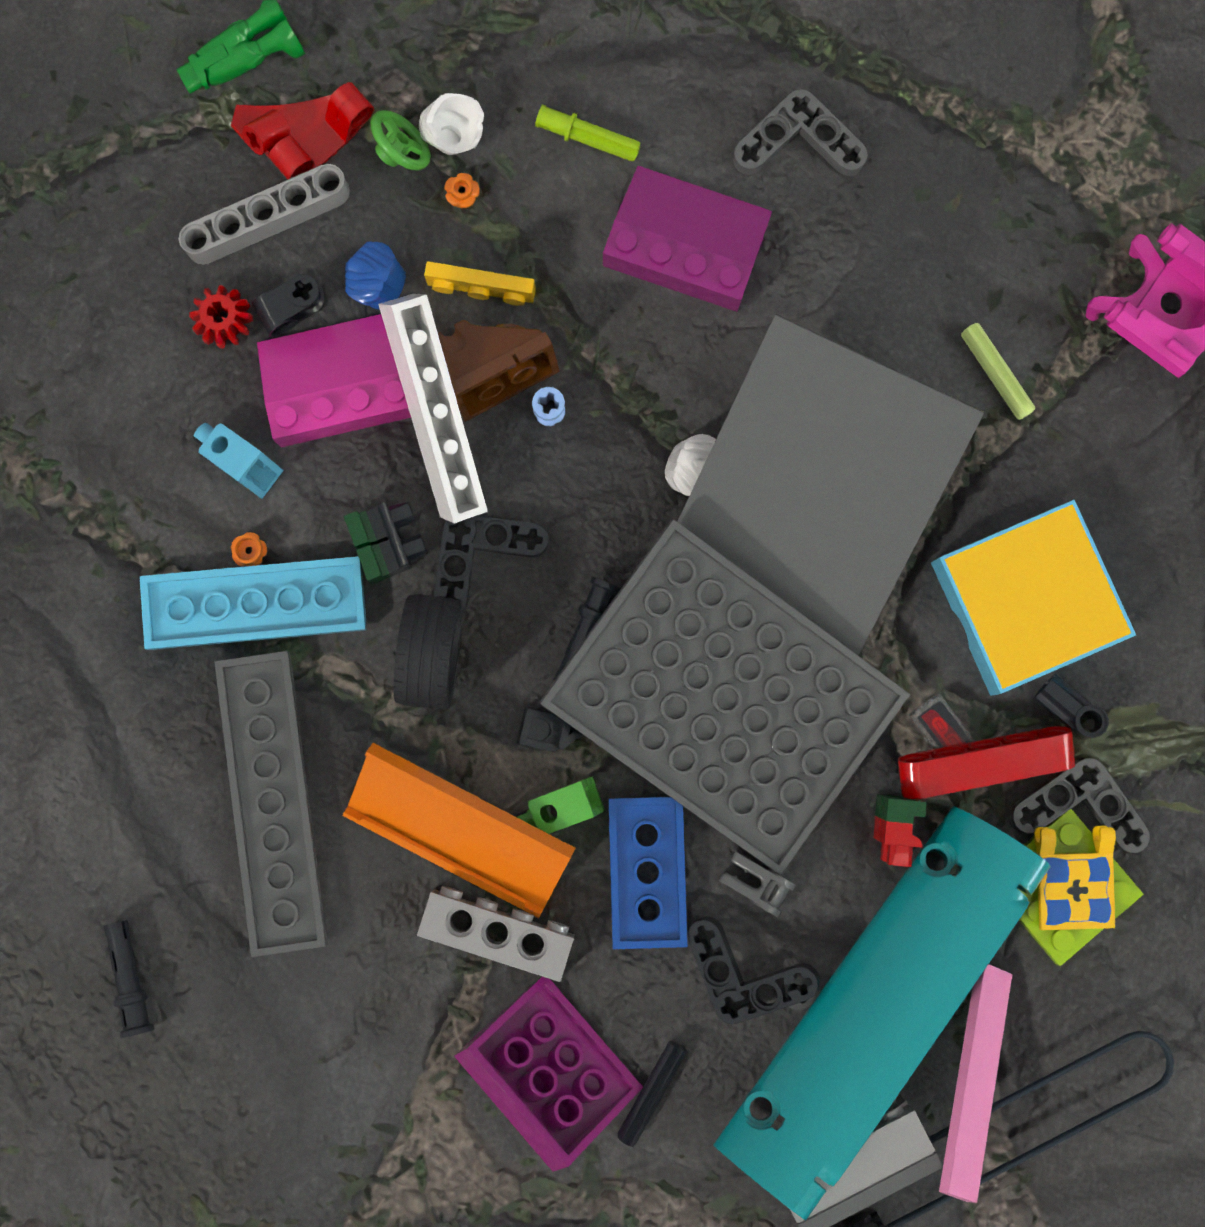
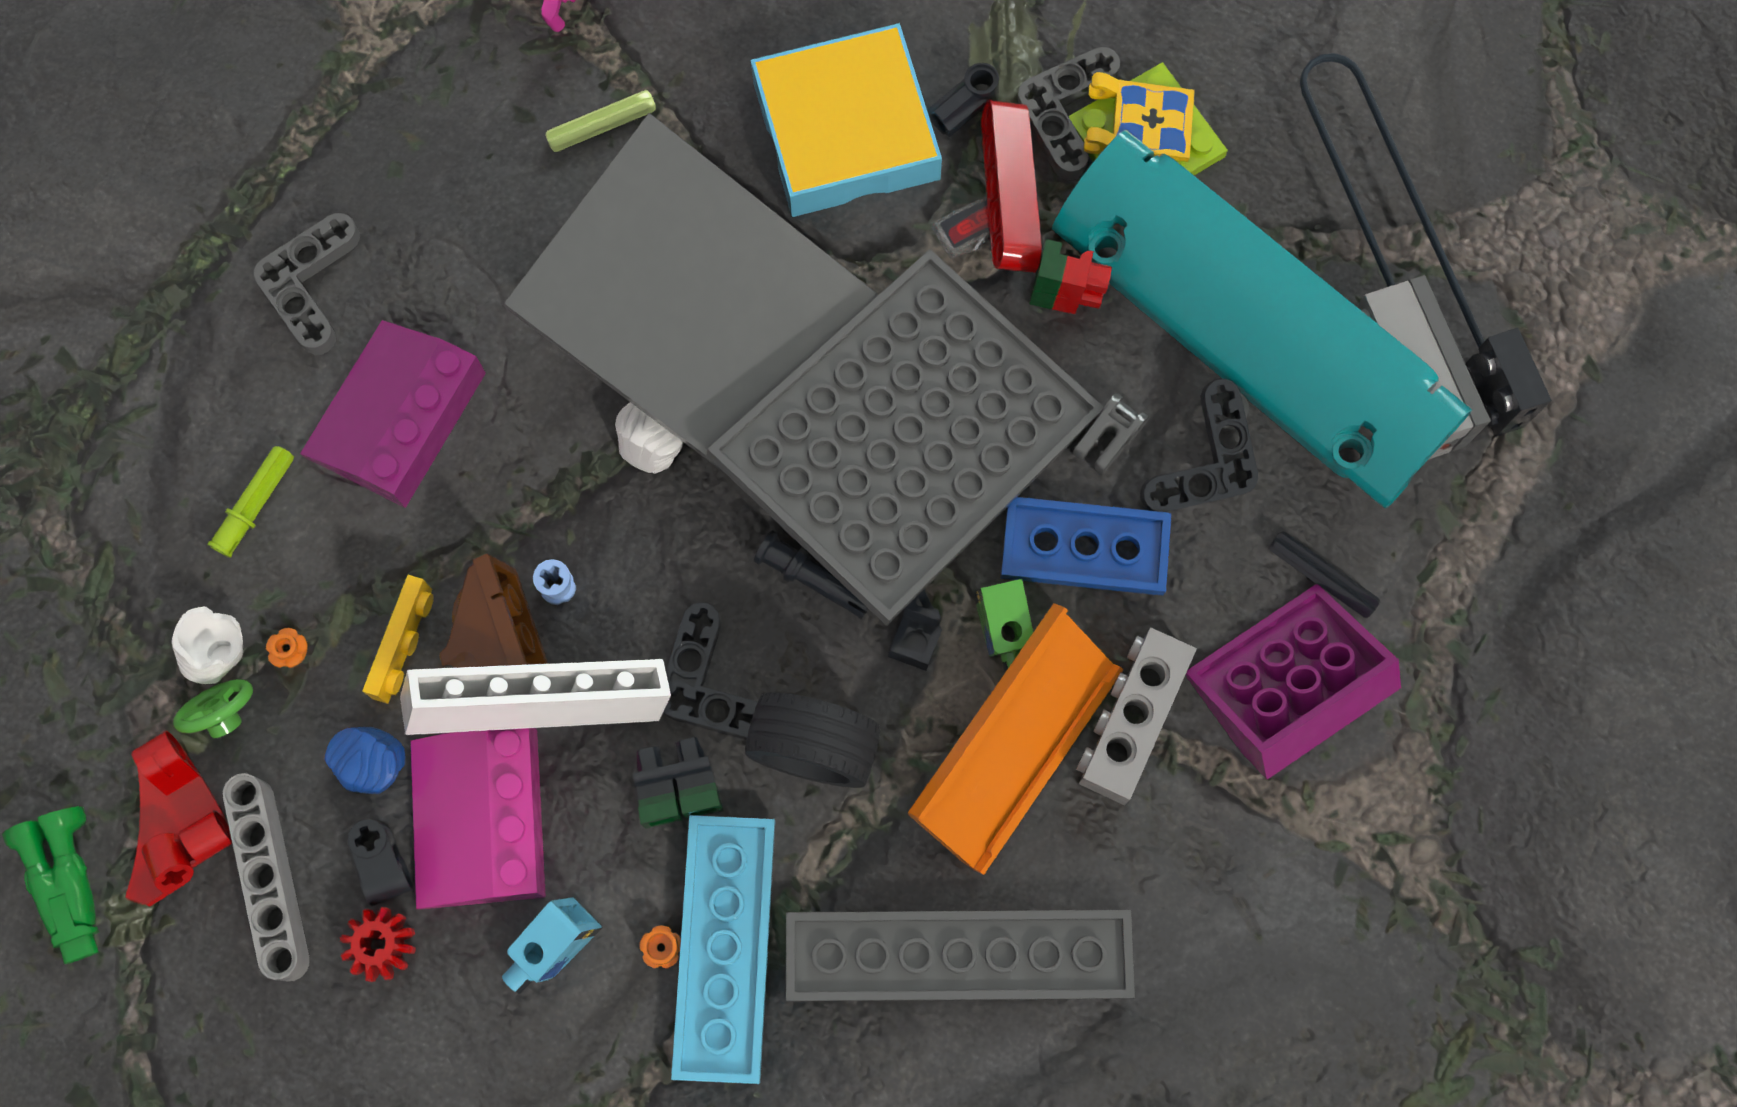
camera: 80 degrees left, 10 degrees down
(975, 1085) = (1353, 240): bright pink tile -> none

